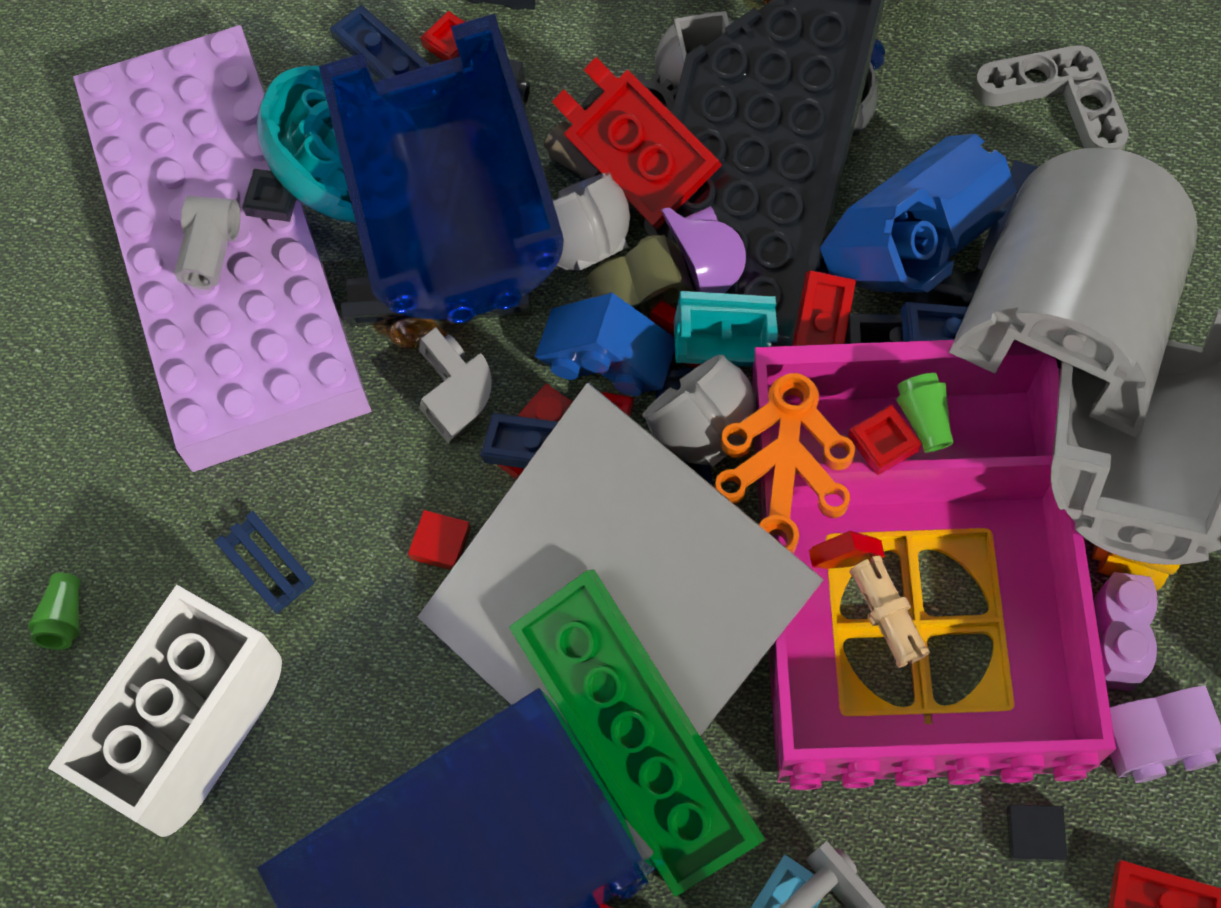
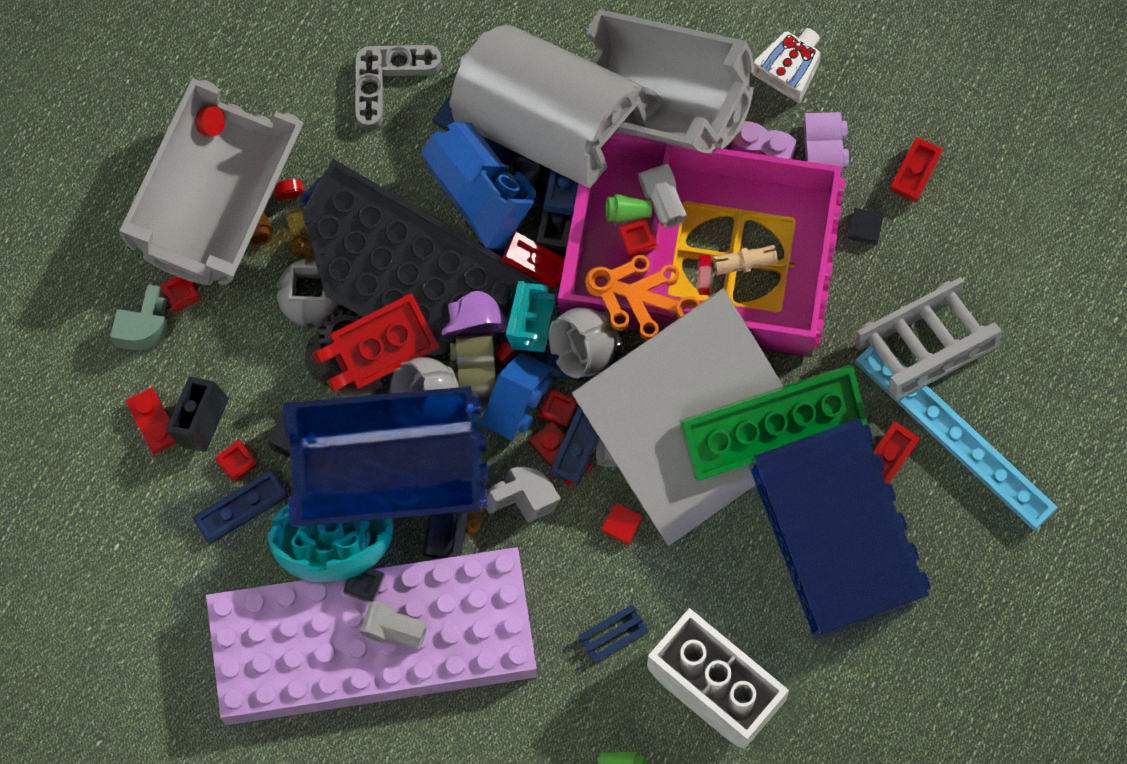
camera: 80 degrees left, 5 degrees up
(978, 452) = (660, 187): none -> light grey piece

